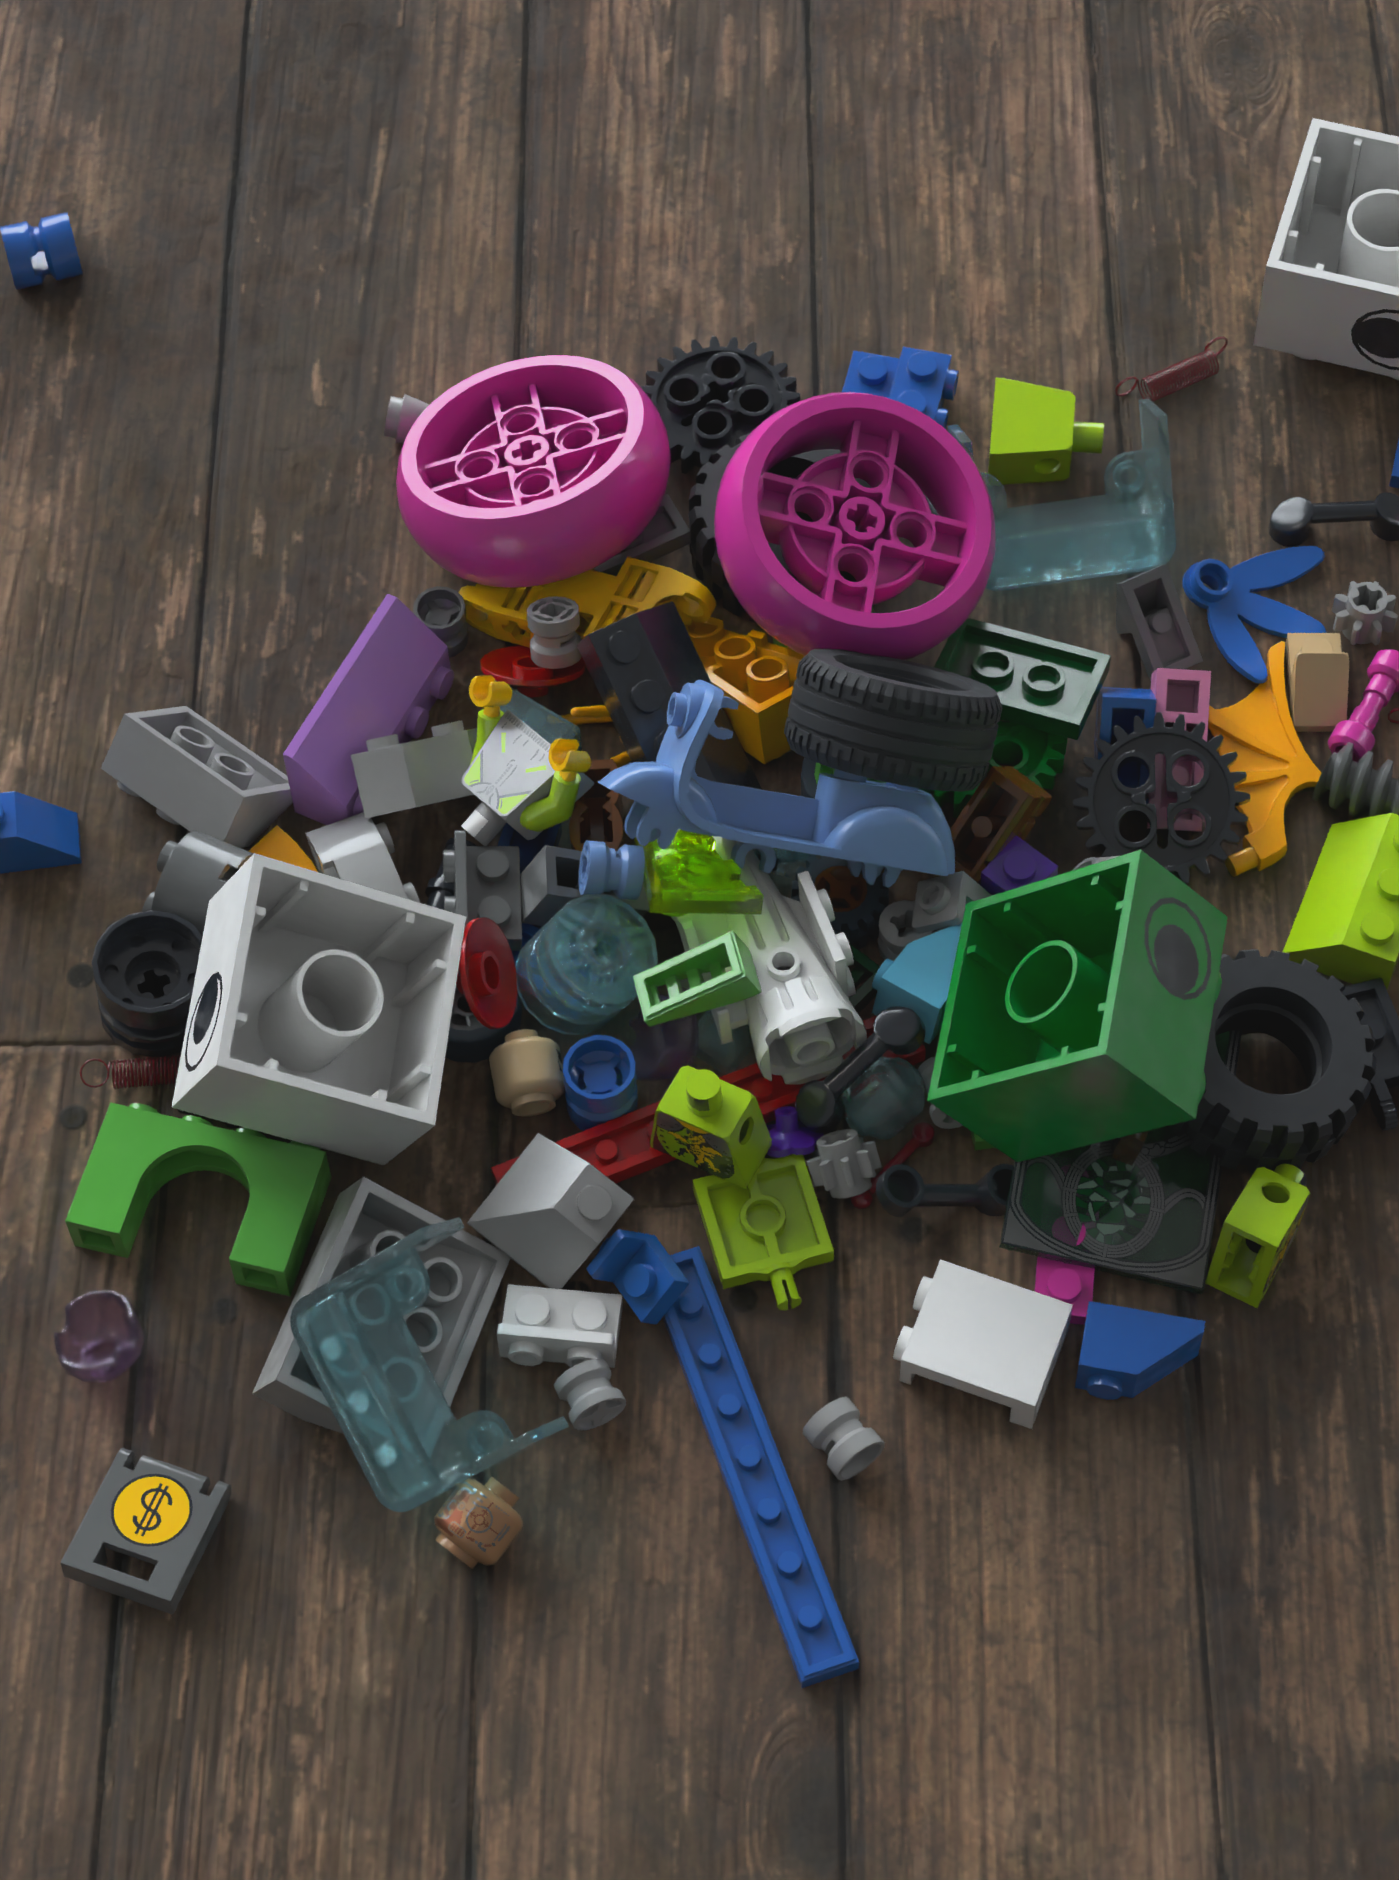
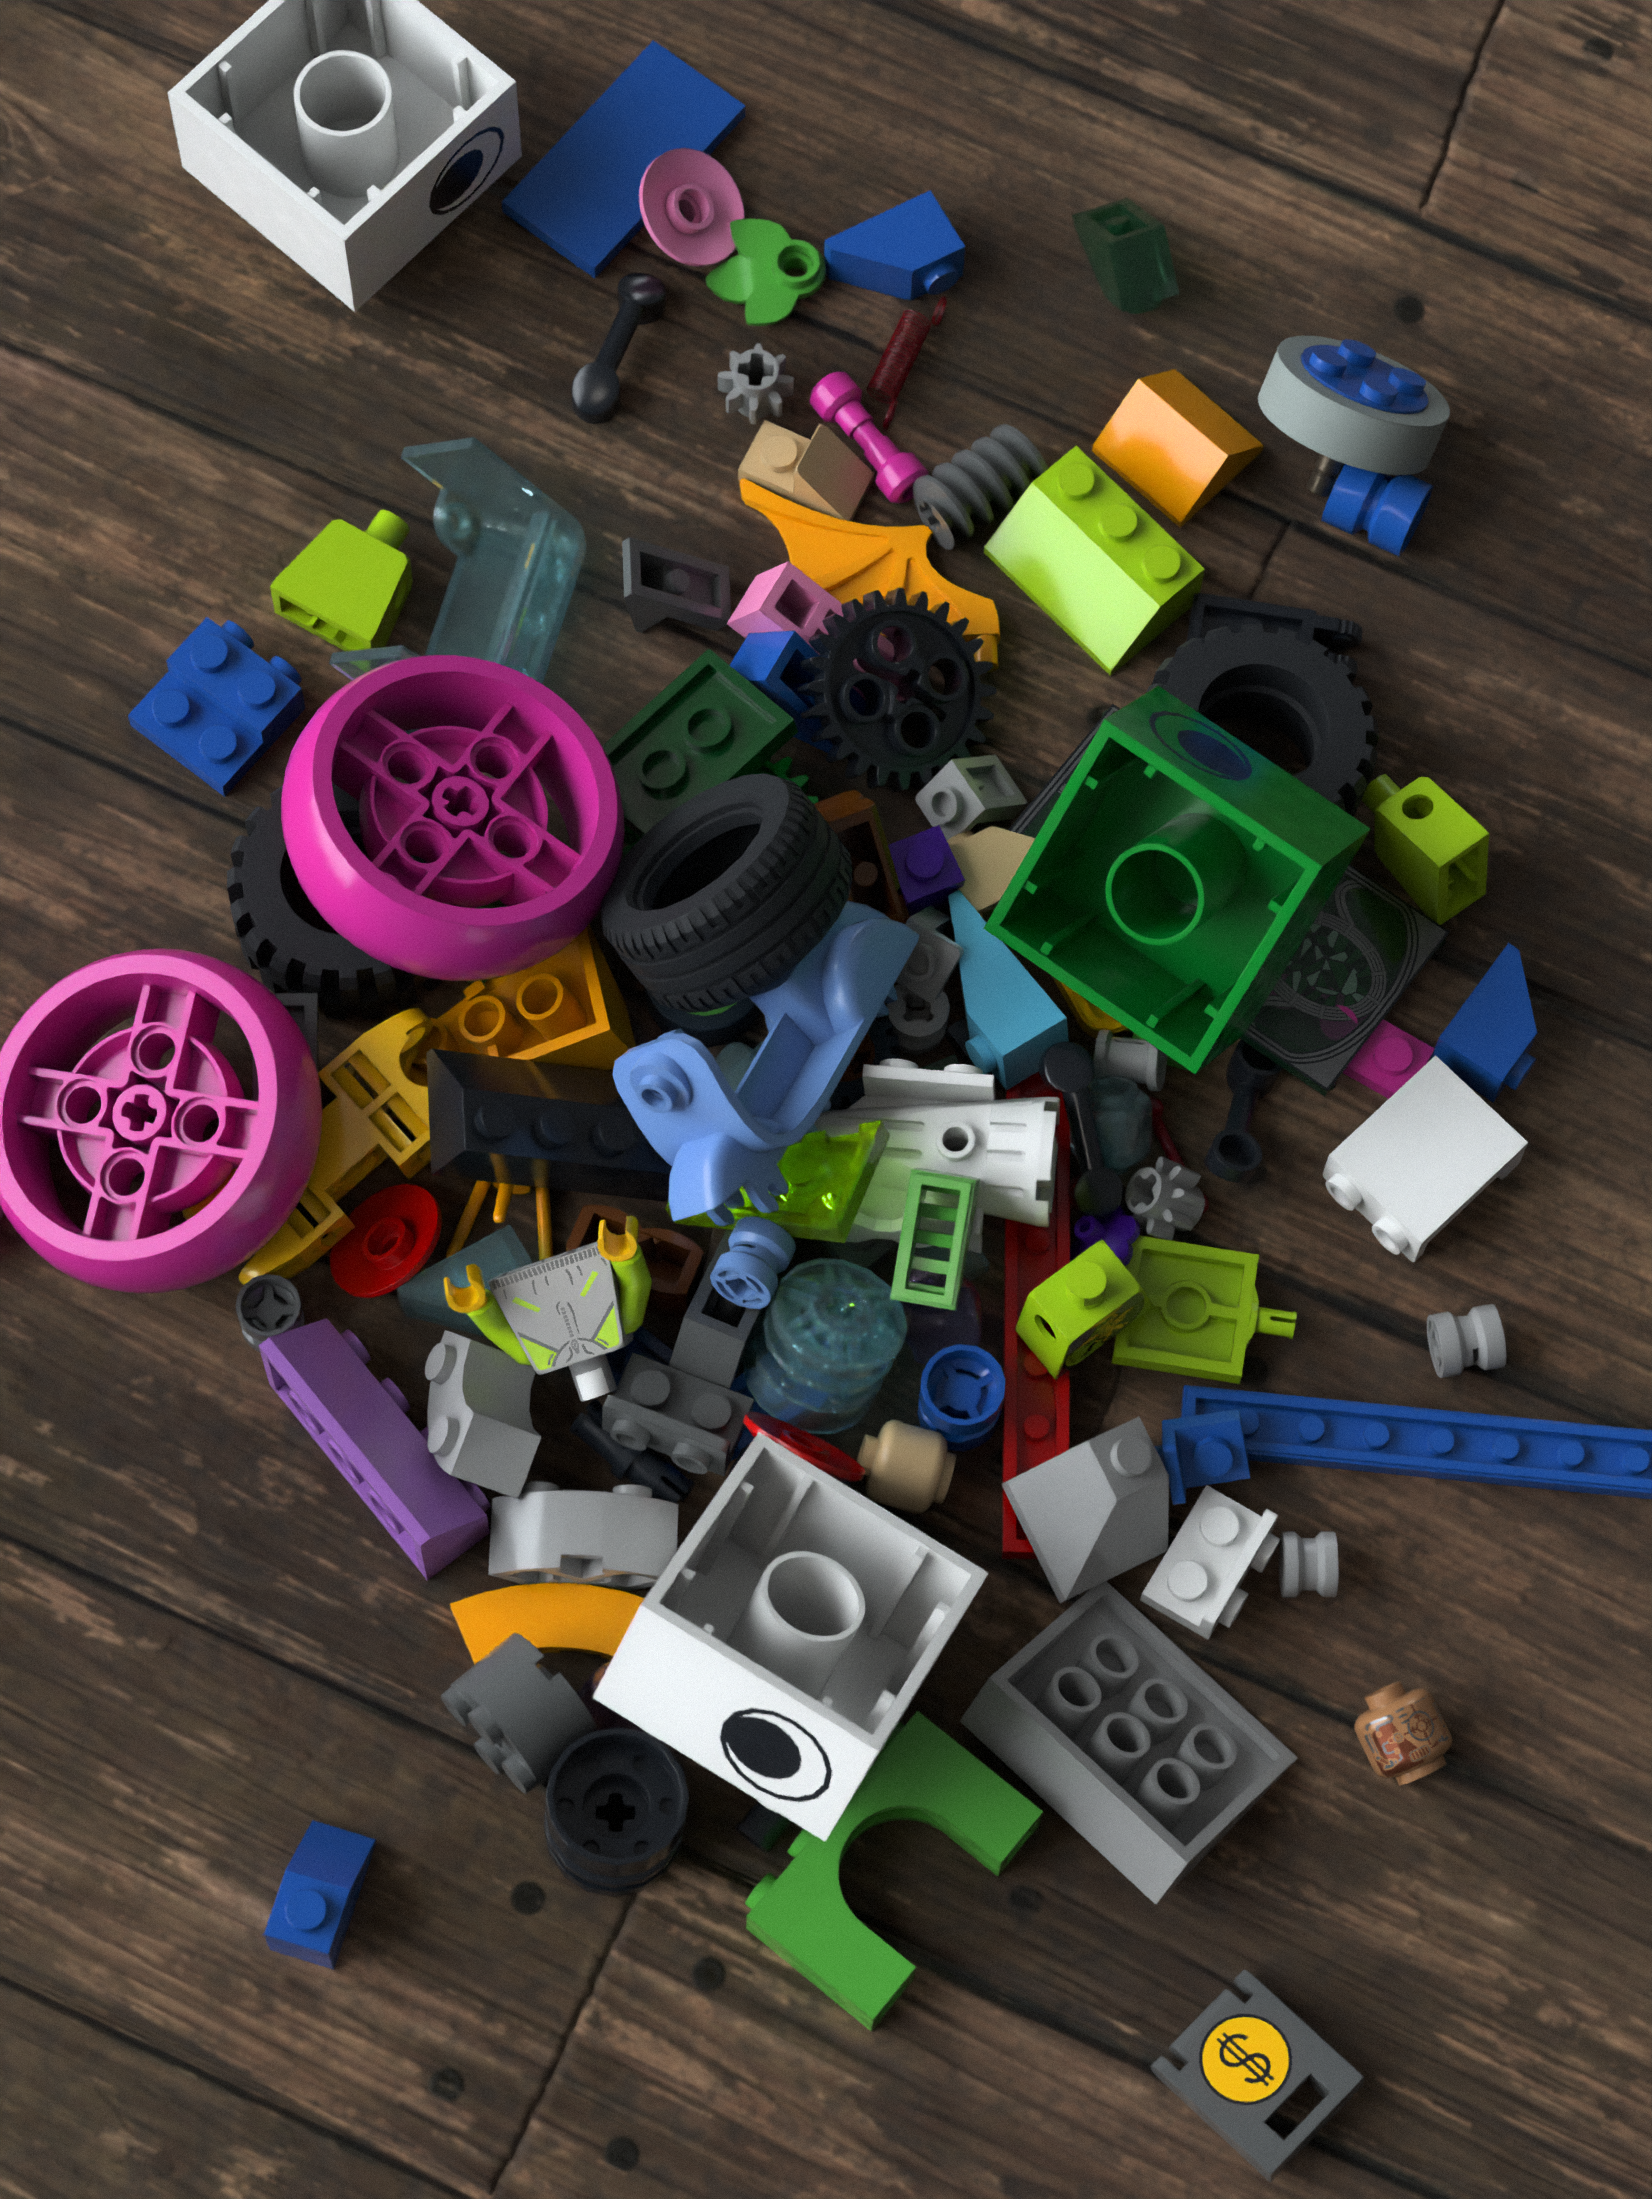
camera: 70 degrees left, 10 degrees up
(99, 1336) = (1019, 2038): hair -> none
(134, 1074) = (709, 1867): dark red piece -> none
(197, 775) = (345, 1661): light grey slope -> none
(383, 1386) = (1282, 1764): clear light blue windscreen -> none
(554, 627) = (373, 1195): light grey wheel -> none
(716, 397) = (73, 899): black gear -> none
(1176, 379) = (344, 399): dark red piece -> none
(1233, 601) = (665, 501): blue plant -> none

